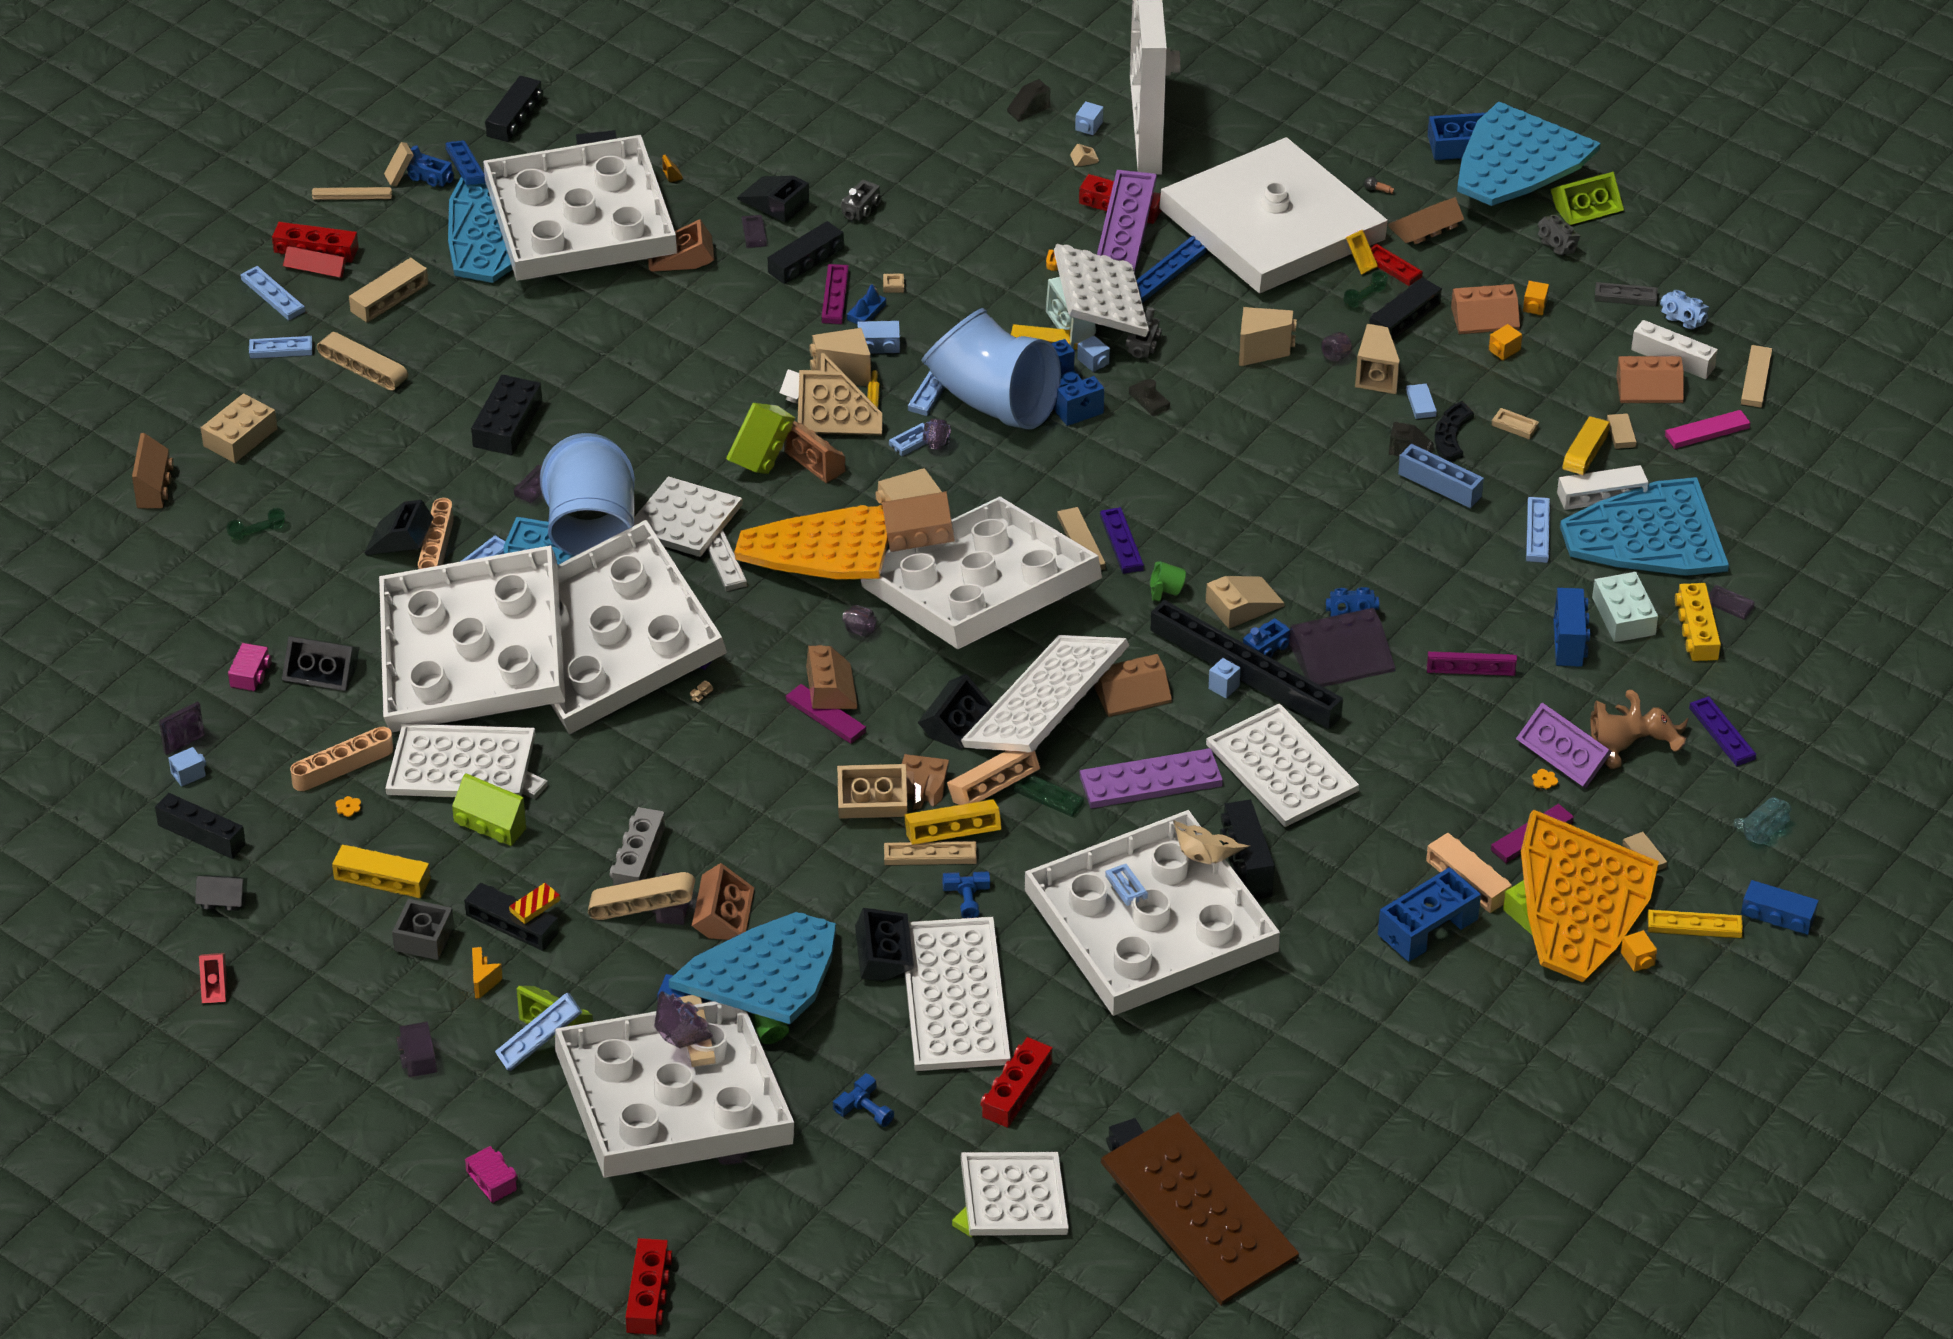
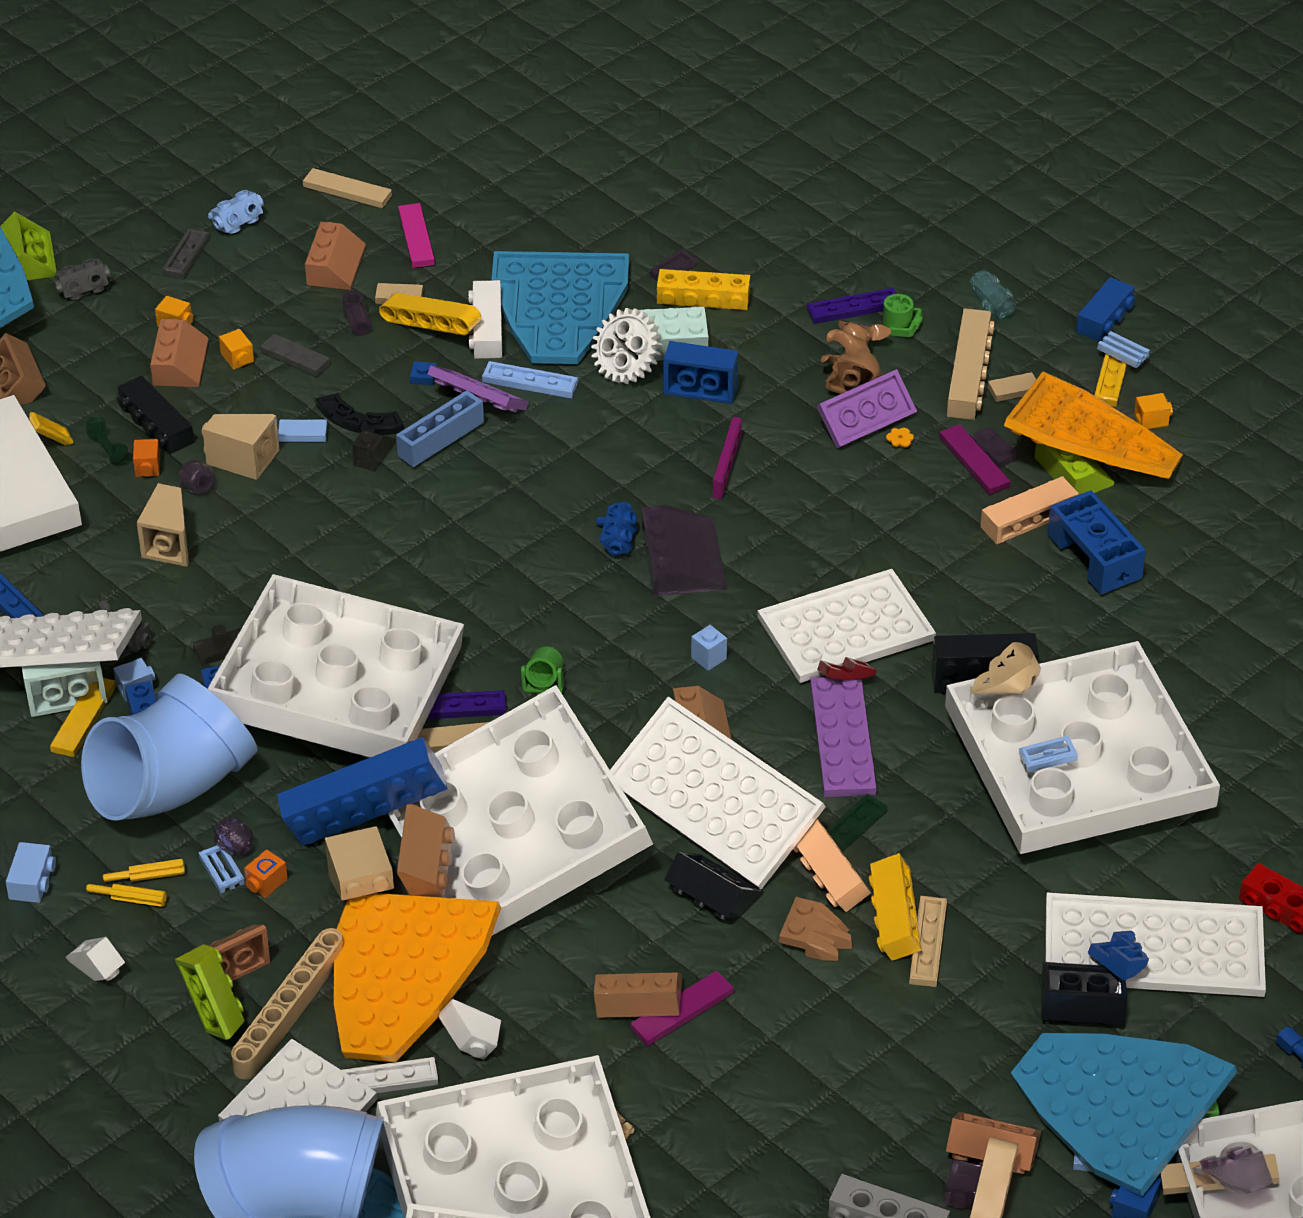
camera: 80 degrees left, 0 degrees up
(767, 591) = (470, 1028): none -> white slope
(778, 492) = (286, 1005): none -> tan beam
(834, 404) = (152, 923): tan wing -> none
(847, 351) = (70, 902): tan slope -> none
(859, 620) = (539, 951): head -> none
(872, 791) = (841, 969): tan brick -> none
(898, 401) = (148, 871): none -> yellow axle
(906, 459) = (265, 873): none -> orange brick
(924, 959) = (1120, 955): none -> blue slope
(926, 395) = (130, 837): light blue tile -> none
(967, 887) = (989, 912): blue bar -> none
(978, 481) = (362, 791): none -> blue brick
(1116, 450) = (336, 667): none -> white piece
(1222, 771) = (850, 669): none -> dark red slope
(1241, 599) = (584, 619): tan slope -> none
(1256, 668) = (673, 637): black brick -> none
(1268, 637) = (657, 606): blue brick -> none
(1350, 314) = (146, 457): none -> orange brick
(1395, 266) = (76, 412): red tile -> none
(1501, 491) = (481, 390): none -> medium lavender plate
(1515, 423) = (361, 367): tan tile -> none
(1516, 381) = (295, 355): none -> flat silver tile
(1521, 462) = (419, 373): none -> blue plate
(1584, 404) = (355, 312): none -> clear purple piece
(1584, 569) = (640, 330): none -> white gear
(1657, 341) = (292, 231): white brick -> none
(1661, 814) = (970, 363): none -> tan brick
(1712, 759) = (898, 315): none -> bright green piece
(1725, 911) = (1123, 349): none -> light blue tile

